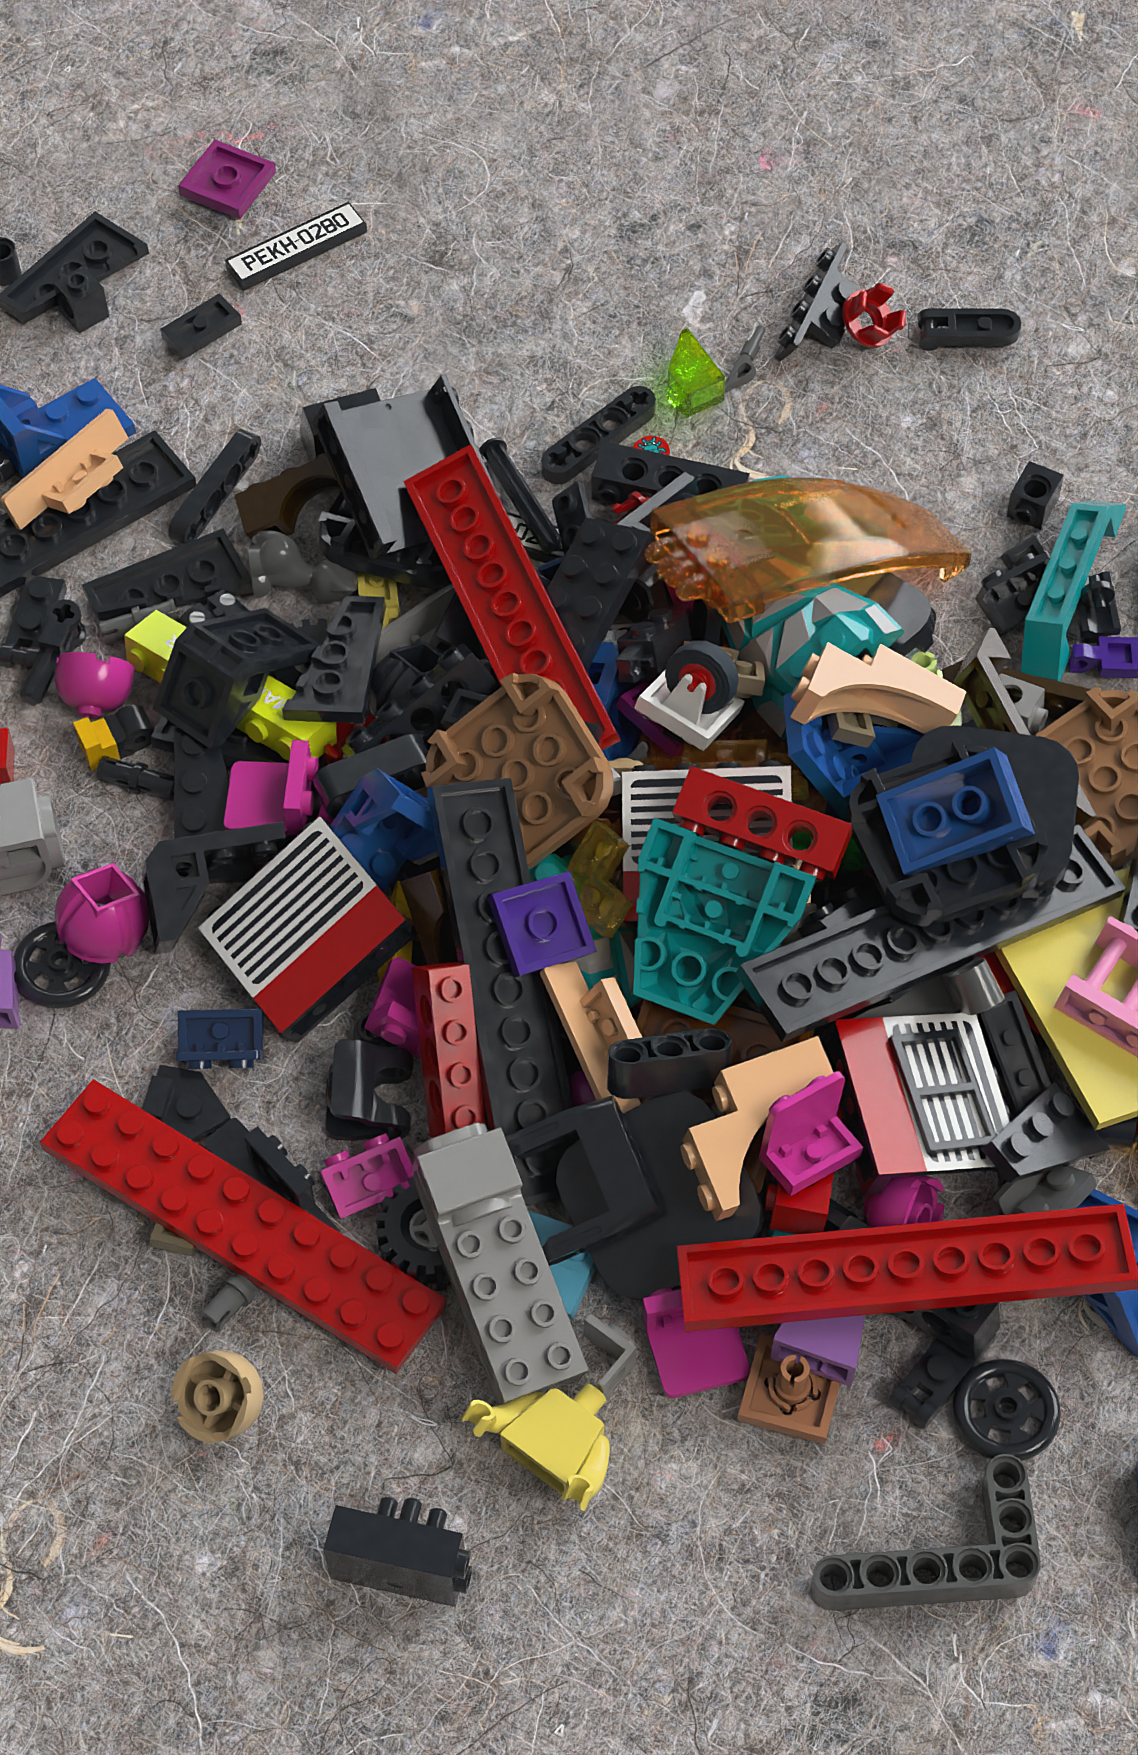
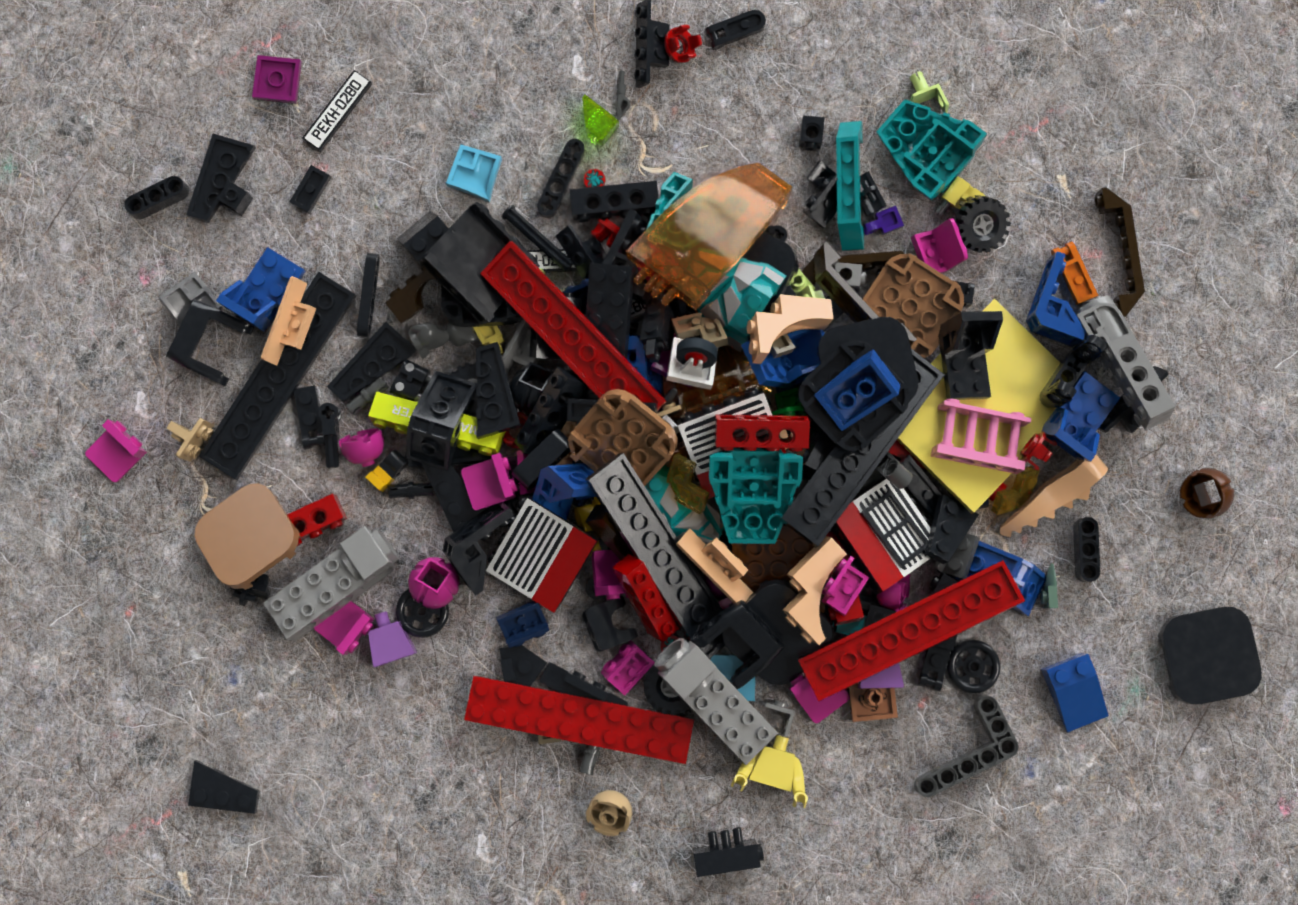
camera: 20 degrees left, 25 degrees up
(473, 374) = (474, 172): none -> medium azure plate
(542, 924) = (668, 520): dark purple tile -> none
(667, 1063) = (756, 583): black beam -> none

